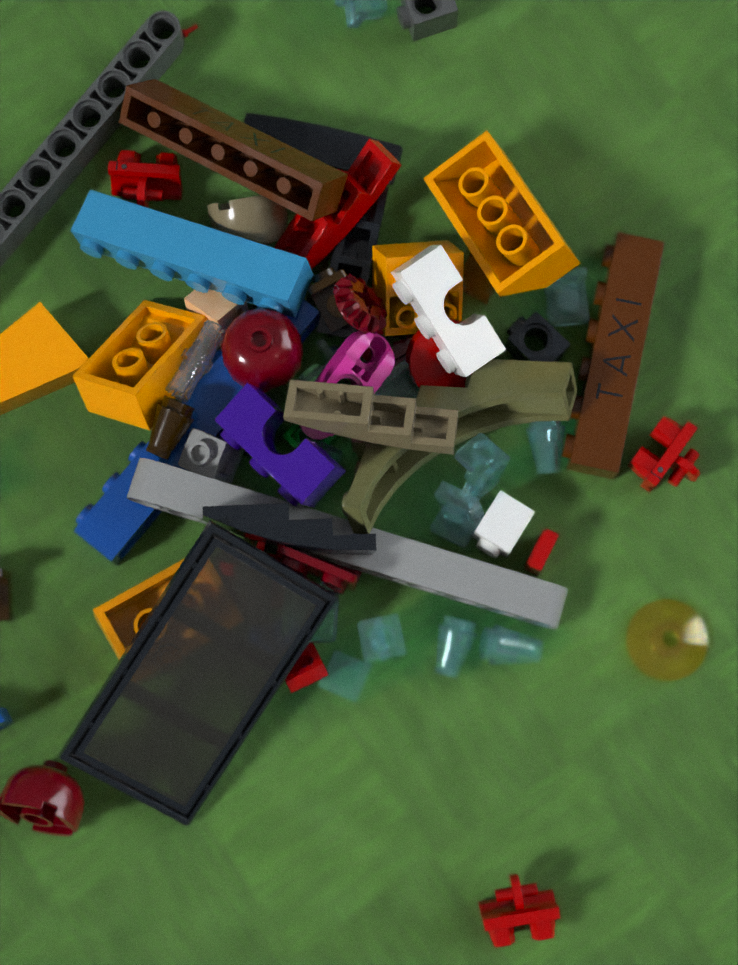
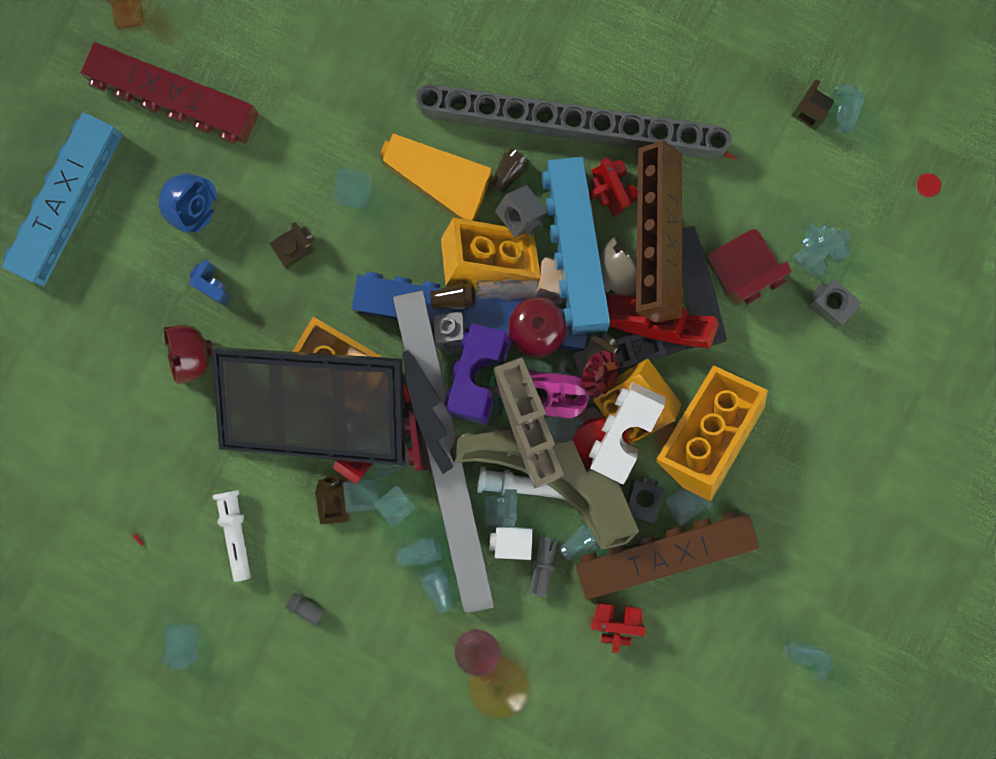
camera: 70 degrees right, 5 degrees up
(53, 285) = (509, 169): none -> dark brown cone
(113, 297) = (521, 212): none -> dark grey brick
(303, 864) = (231, 522): none -> white pin
(331, 80) = (747, 267): none -> dark red bracket
(331, 716) = (331, 500): none -> dark brown bracket
(422, 499) = (499, 481): none -> white pin
(445, 824) = (304, 608): none -> dark grey pin
(484, 464) = (543, 509): clear light blue bracket -> none
(518, 907) = (277, 683): red hips -> none
(541, 551) = (509, 576): red tile -> none
(550, 505) = (543, 566): none -> dark grey axle
(611, 639) = (477, 652): none -> clear pink hair

